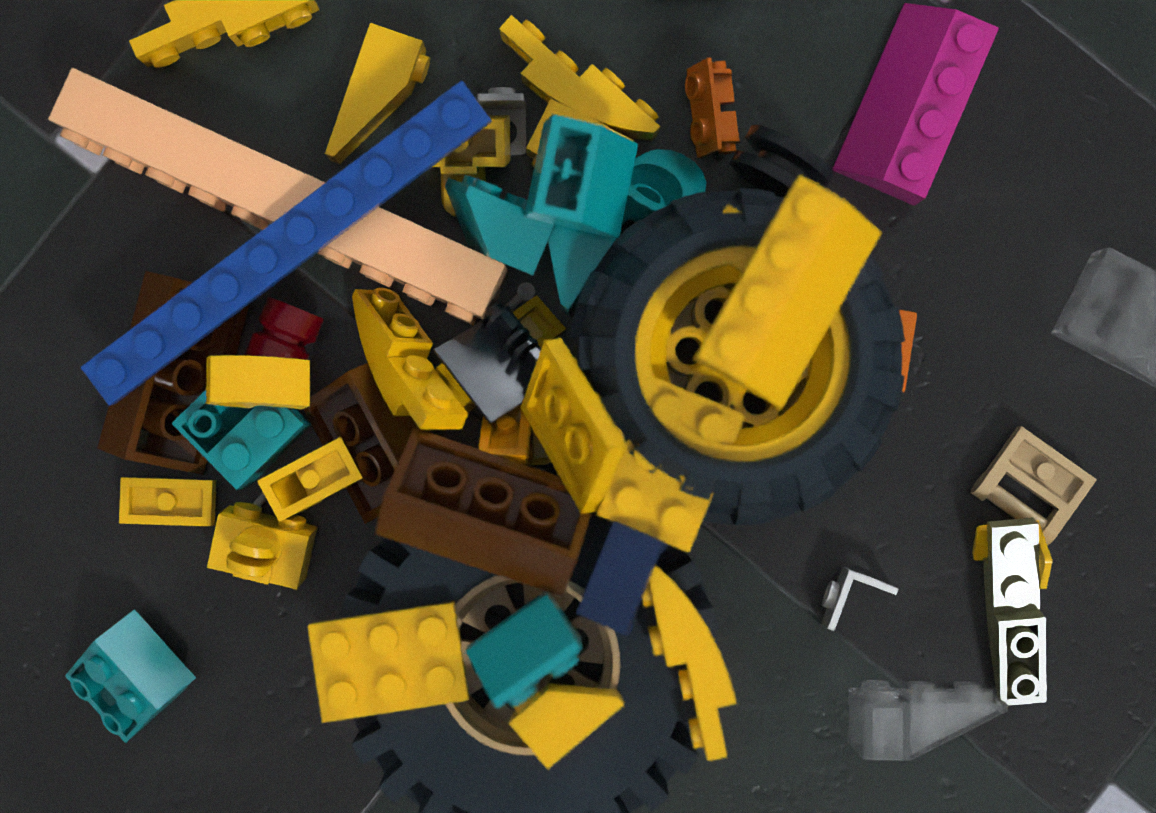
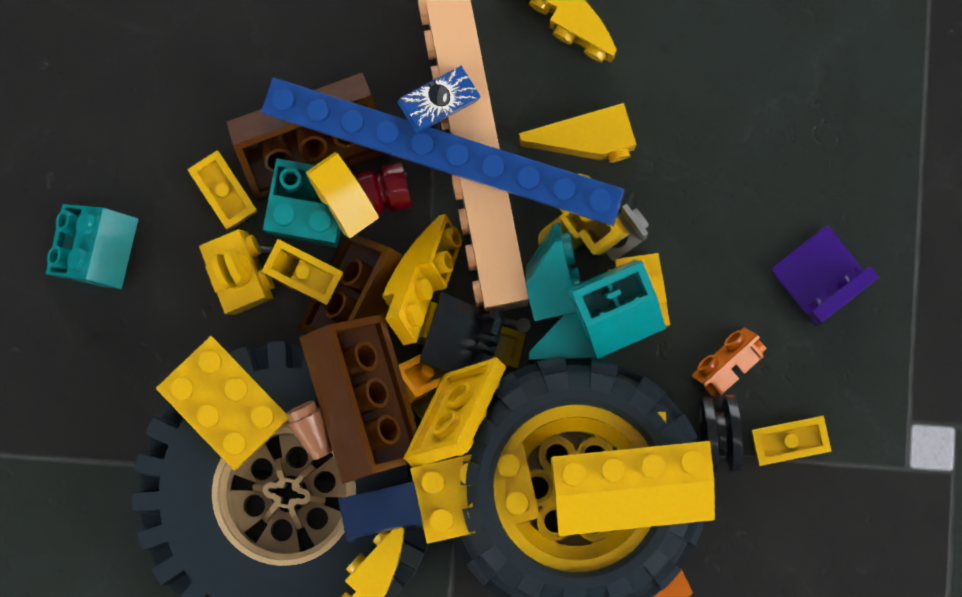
camera: 55 degrees right, 5 degrees down
(227, 208) = (438, 99): none -> tile
(480, 590) = (309, 428): none -> nougat cone
(524, 650) = (293, 482): teal slope -> none
(562, 717) = (264, 537): yellow slope -> none
(592, 93) = (680, 277): yellow slope -> none
(659, 179) = (657, 360): teal piece -> none
(836, 103) = (790, 440): none -> yellow plate
(915, 100) = (829, 490): dark pink slope -> none

